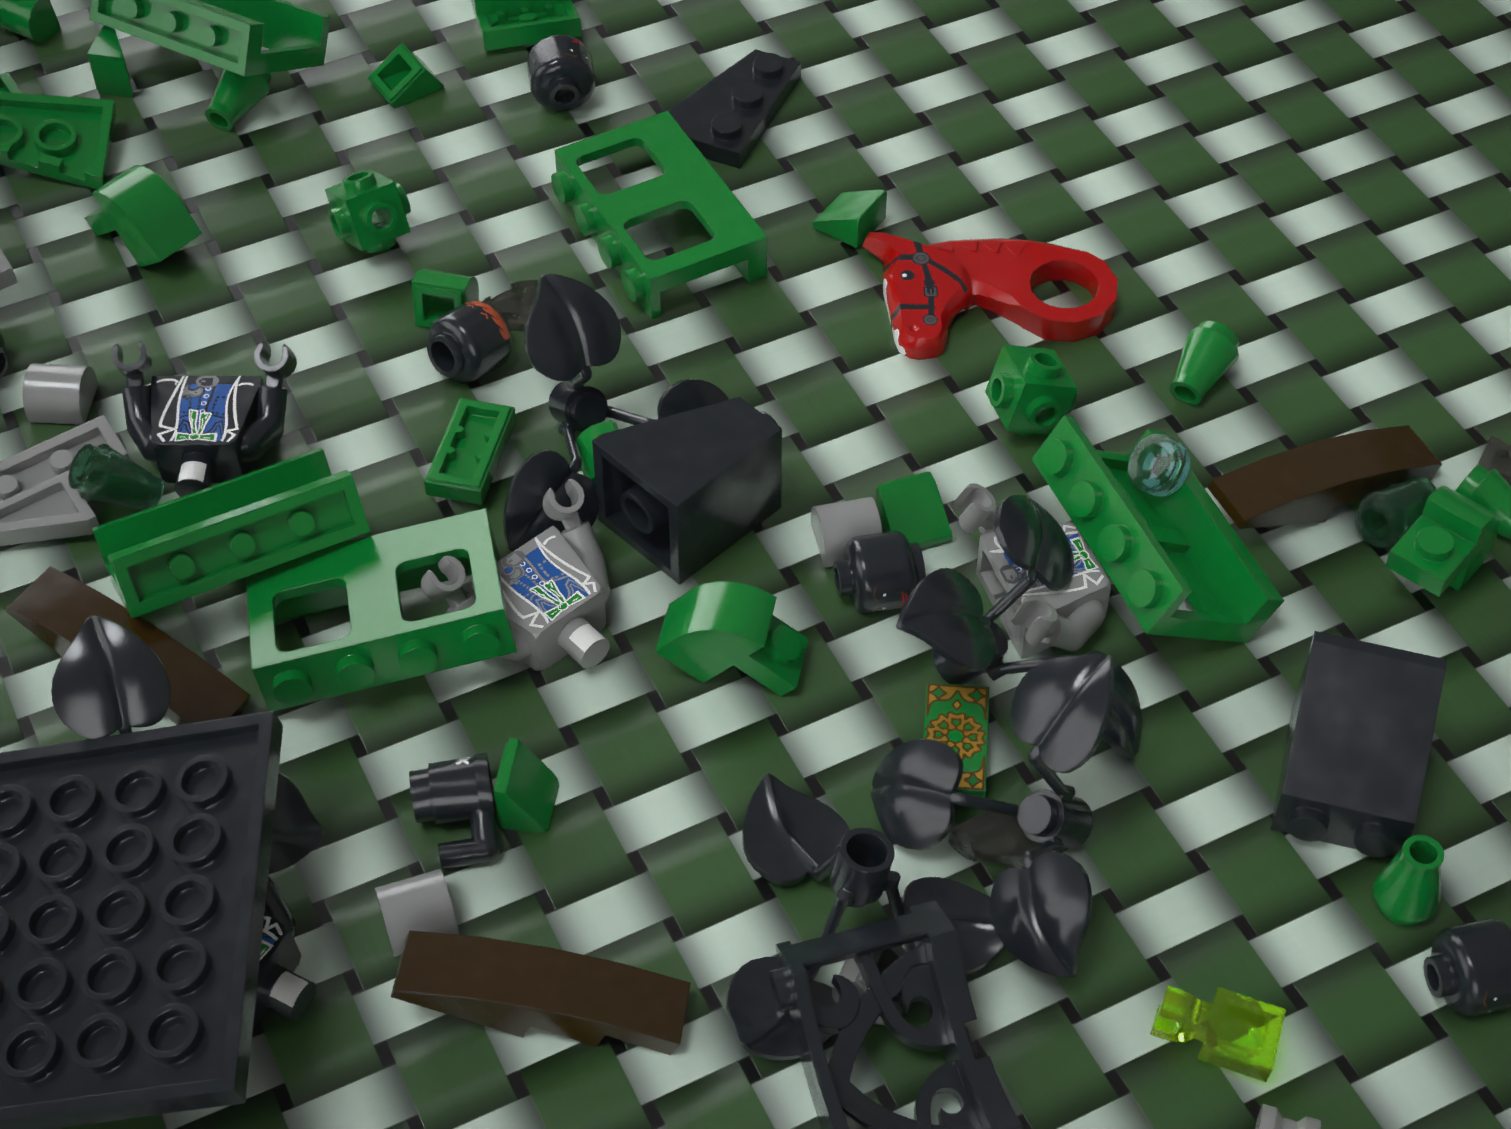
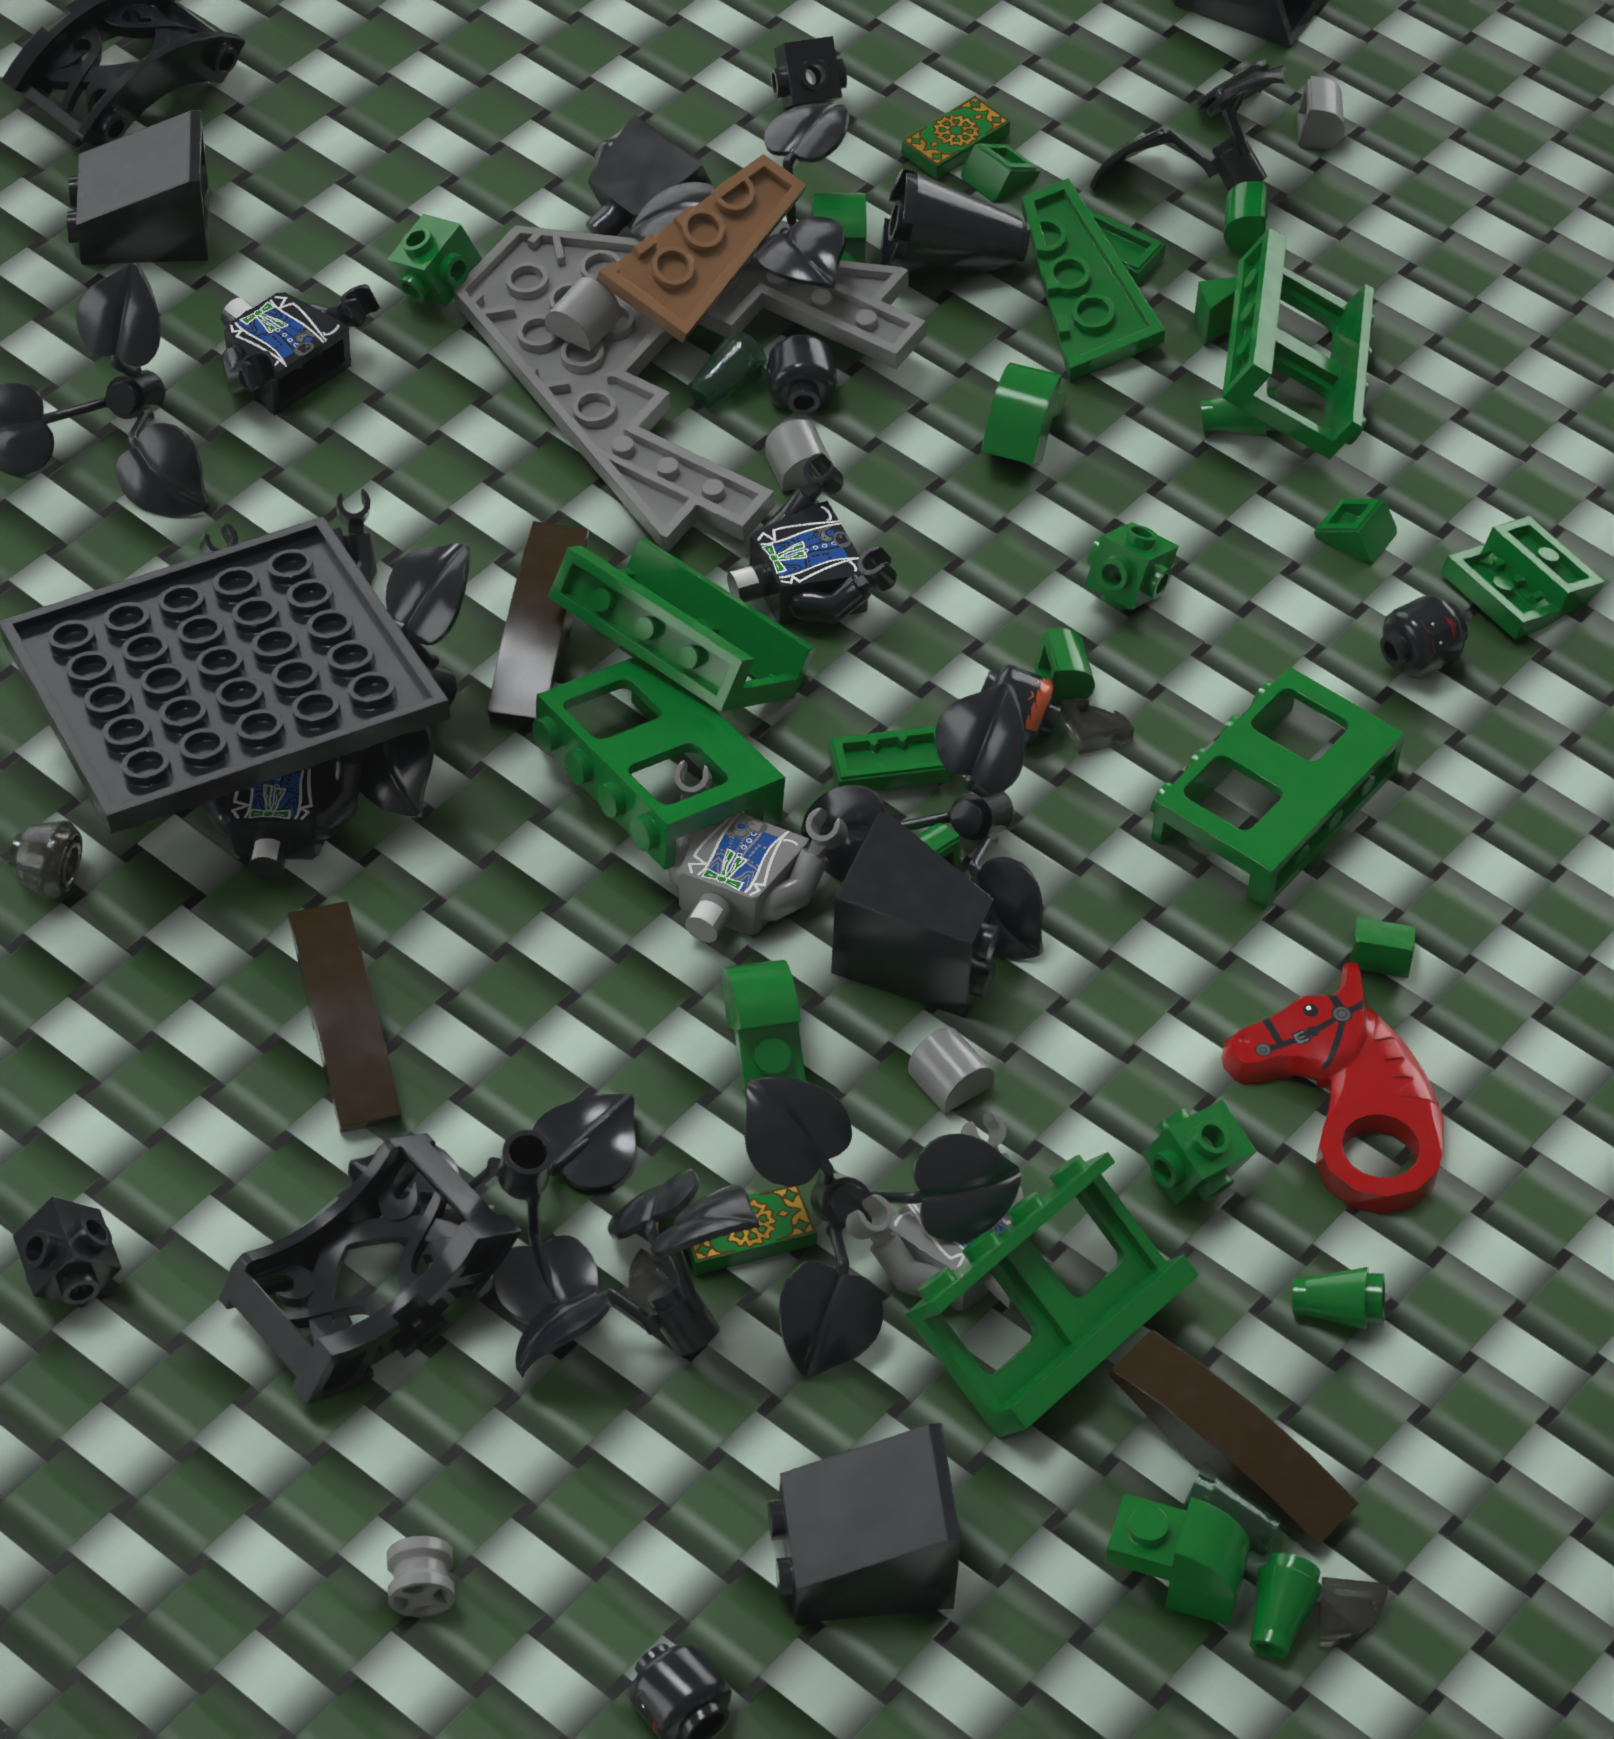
camera: 65 degrees right, 0 degrees up
(112, 478) = (708, 530): clear green cone -> none
(416, 905) = (387, 909): light grey brick -> none
(456, 793) = (510, 890): black piece -> none
(524, 790) = (537, 933): green slope -> none
(737, 106) = (1483, 797): black wing -> none
(879, 571) = (907, 1107): black head -> none
(914, 509) = (1010, 1100): green slope -> none
(1159, 465) = (1137, 1275): clear green tile -> none
(1233, 1029) = (525, 1513): clear neon green plate -> none
(1411, 882) = (746, 1617): green cone -> none

